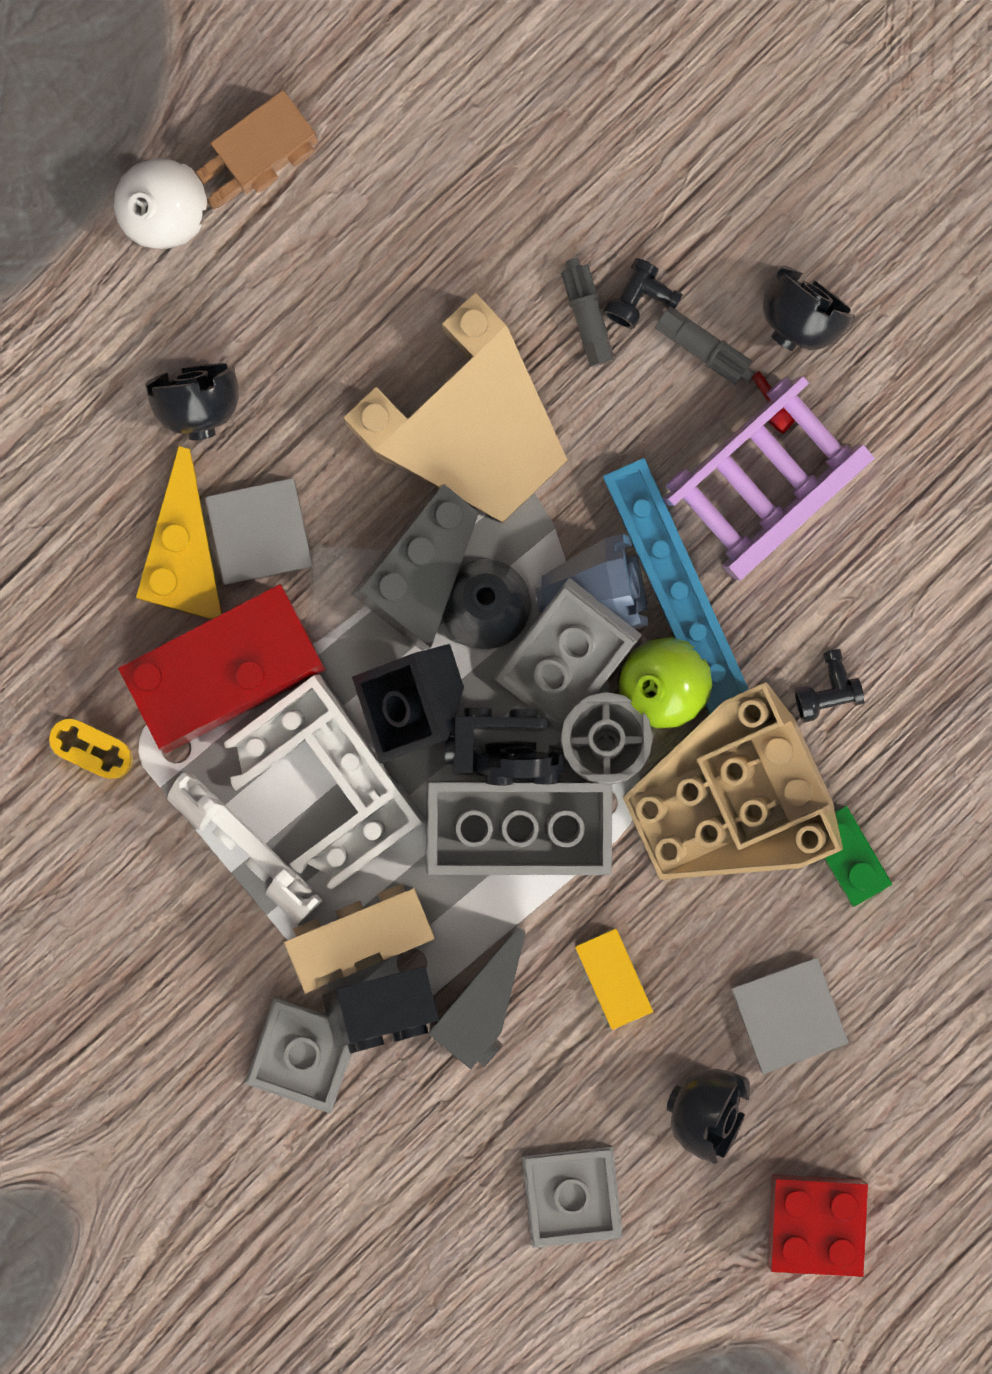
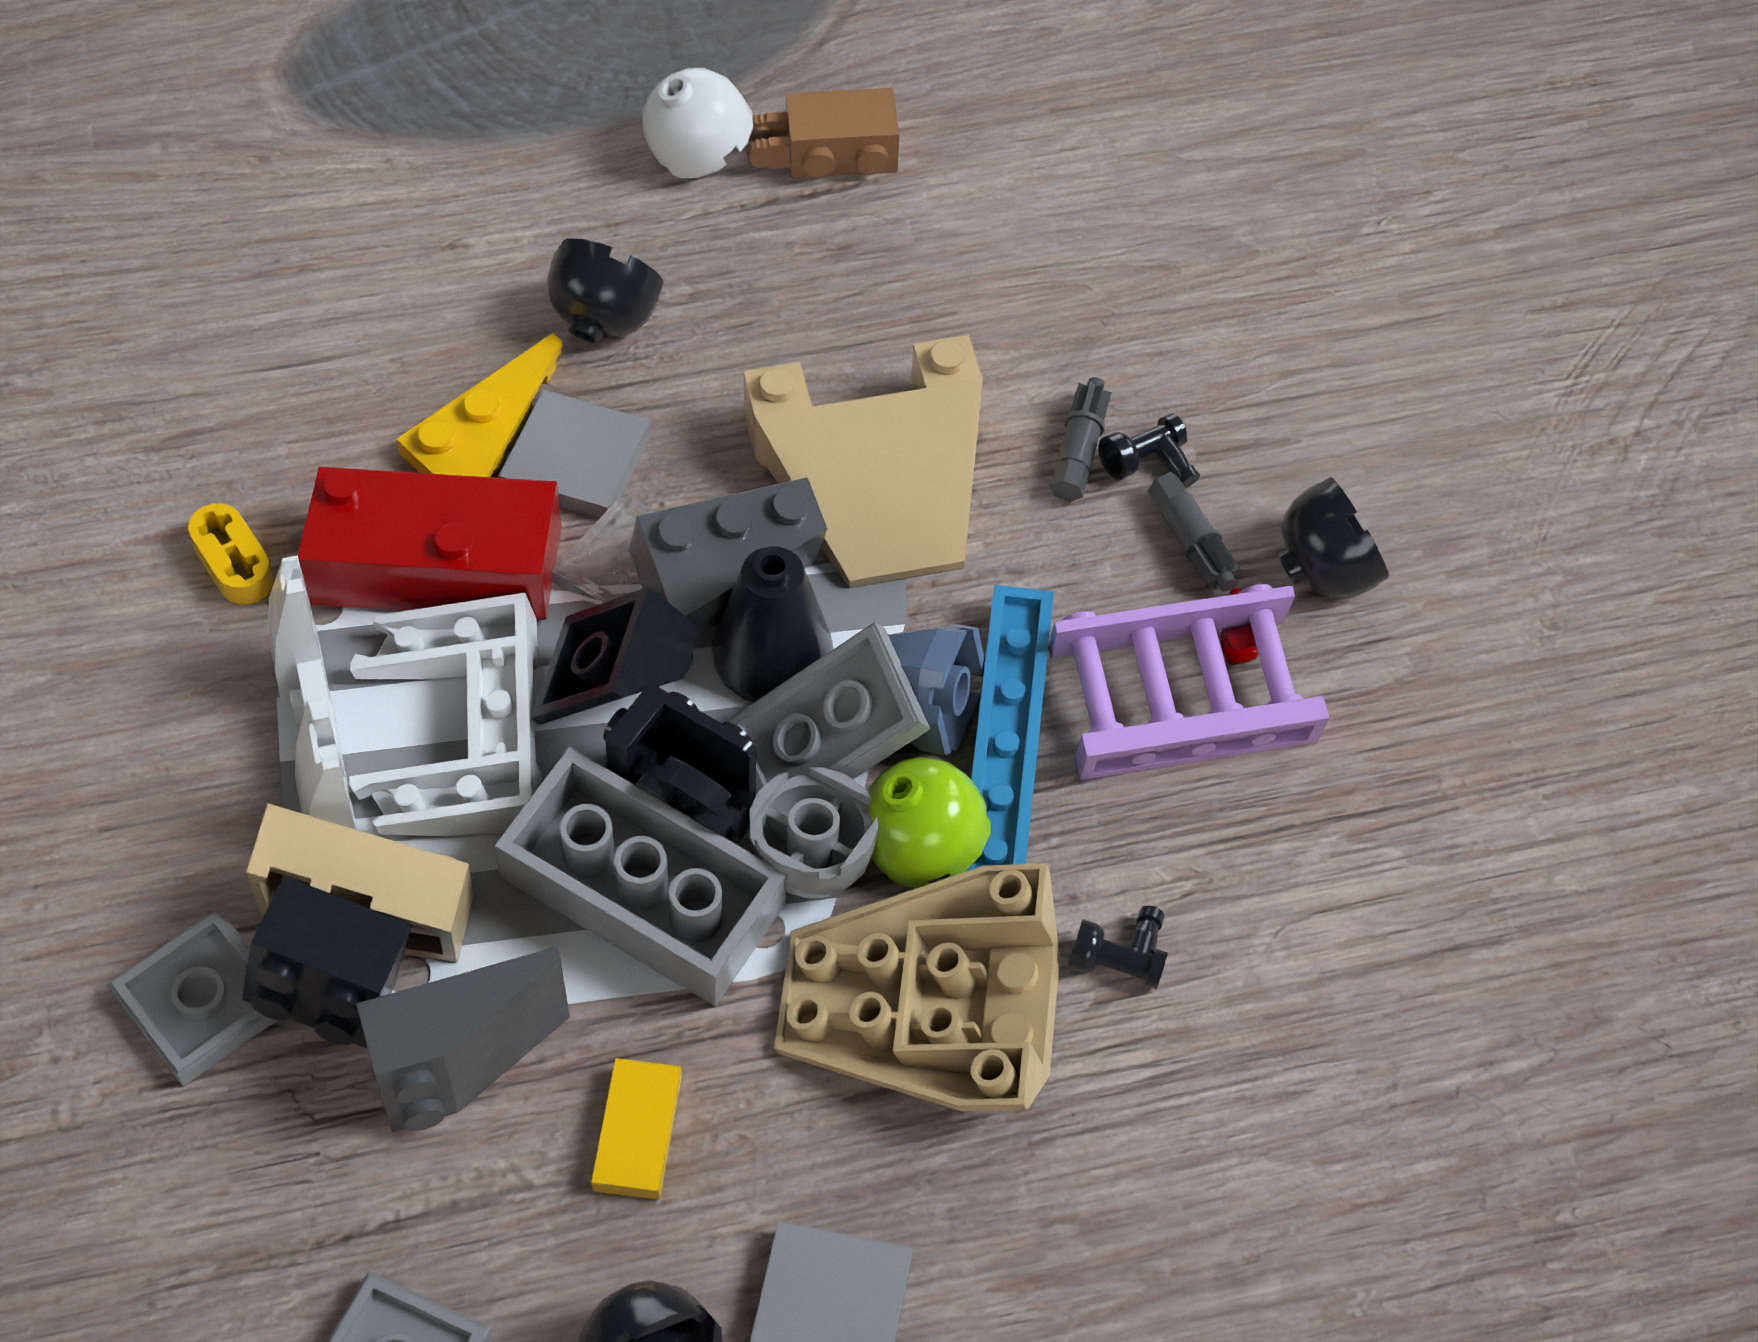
camera: 25 degrees right, 30 degrees down
(856, 865) = (1033, 1162): green plate -> none

